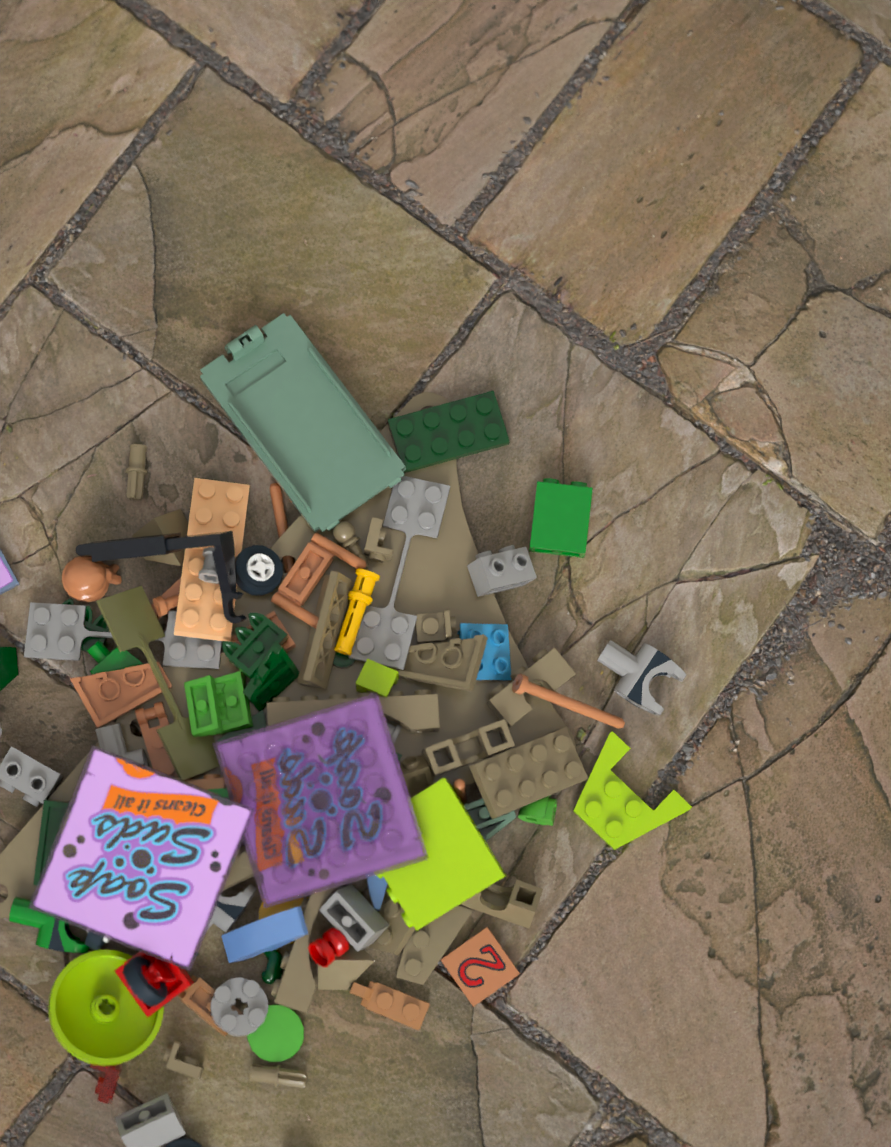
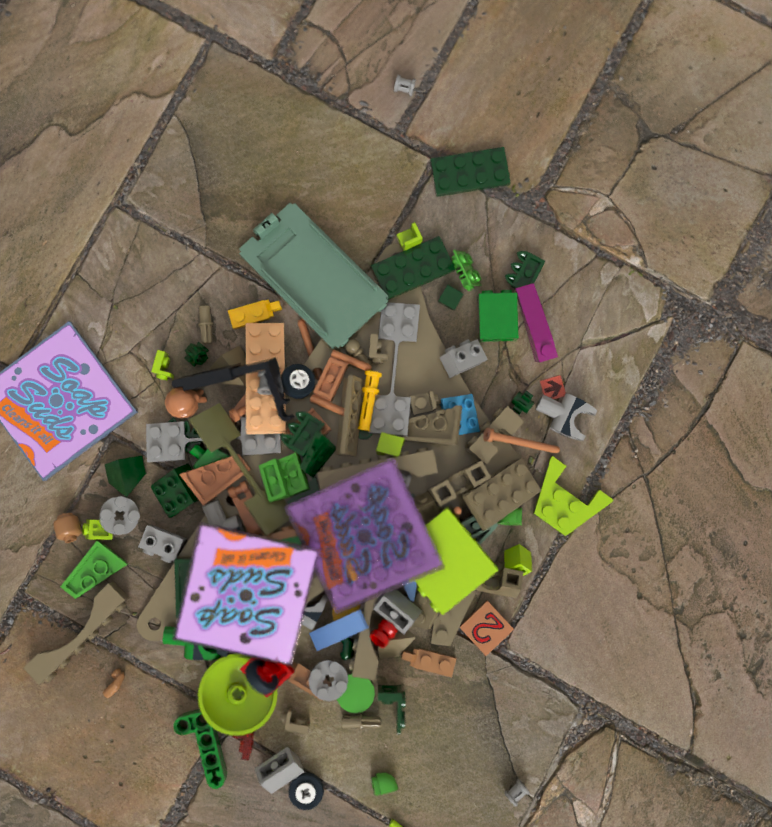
camera: 10 degrees left, 5 degrees up
(47, 1081) = (205, 748): none -> green beam
(56, 705) = (174, 492): none -> dark green bracket
(63, 518) = (160, 363): none -> lime bracket
(117, 512) = (196, 354): none -> dark green gear
(207, 464) = (253, 313): none -> yellow hinge
(322, 1039) = (393, 693): none -> dark green bracket
(449, 387) = (410, 237): none -> lime panel
(474, 167) = (398, 87): none -> light grey bush
(497, 482) = (450, 297): none -> dark green tile
(524, 433) = (464, 261): none -> bright green hinge
(541, 872) = (518, 559): none -> lime panel
(552, 304) = (470, 171): none -> dark green plate
(579, 647) = (522, 402): none -> dark green gear
(612, 460) = (527, 271): none -> dark green plate
(614, 535) = (536, 324): none -> magenta slope
(628, 633) = (553, 387): none -> clear red sticker

